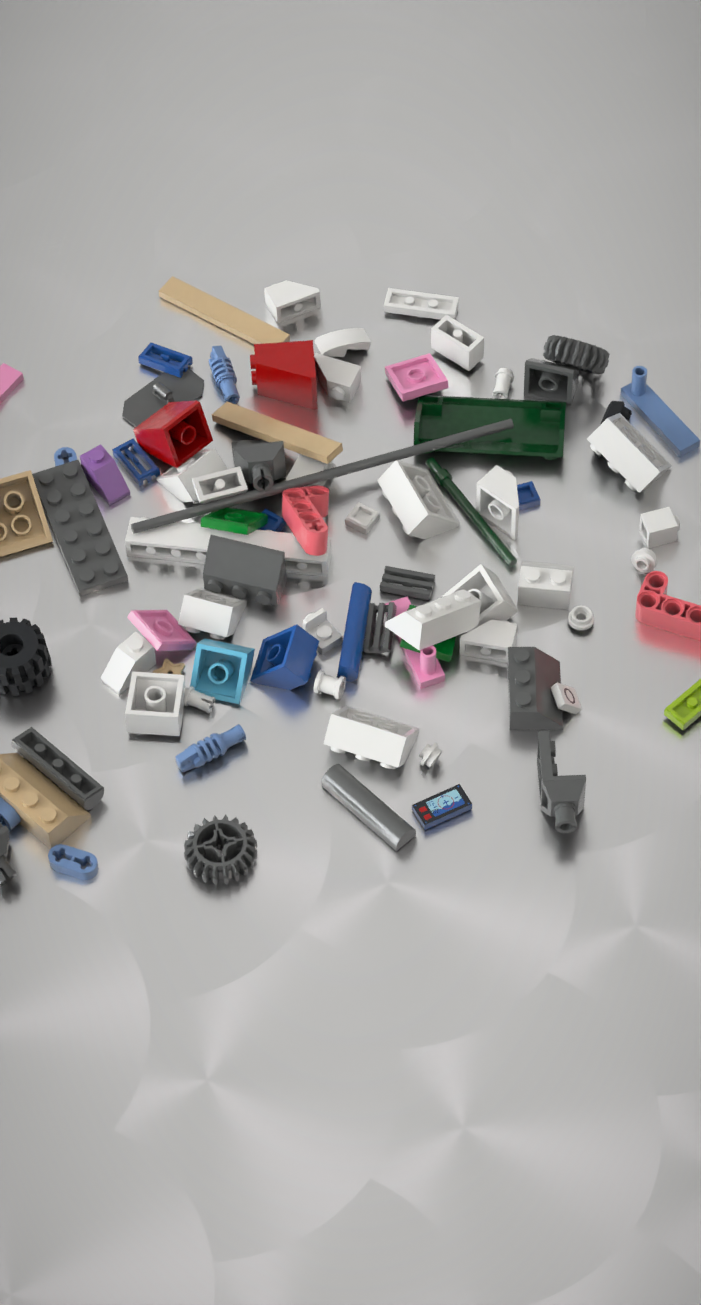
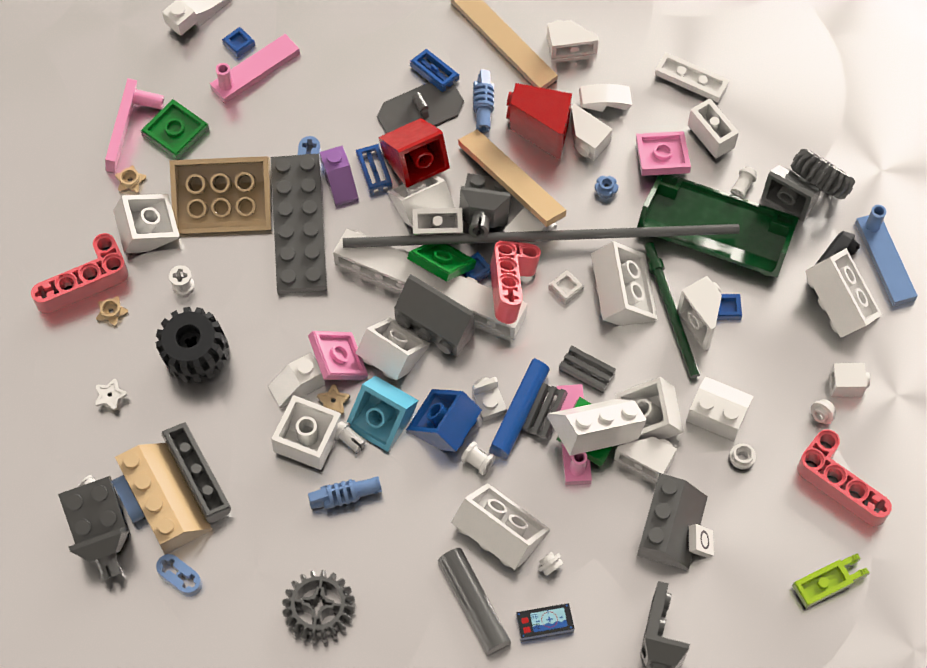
camera: 15 degrees right, 10 degrees up
(371, 421) = (606, 192): none -> medium blue plate

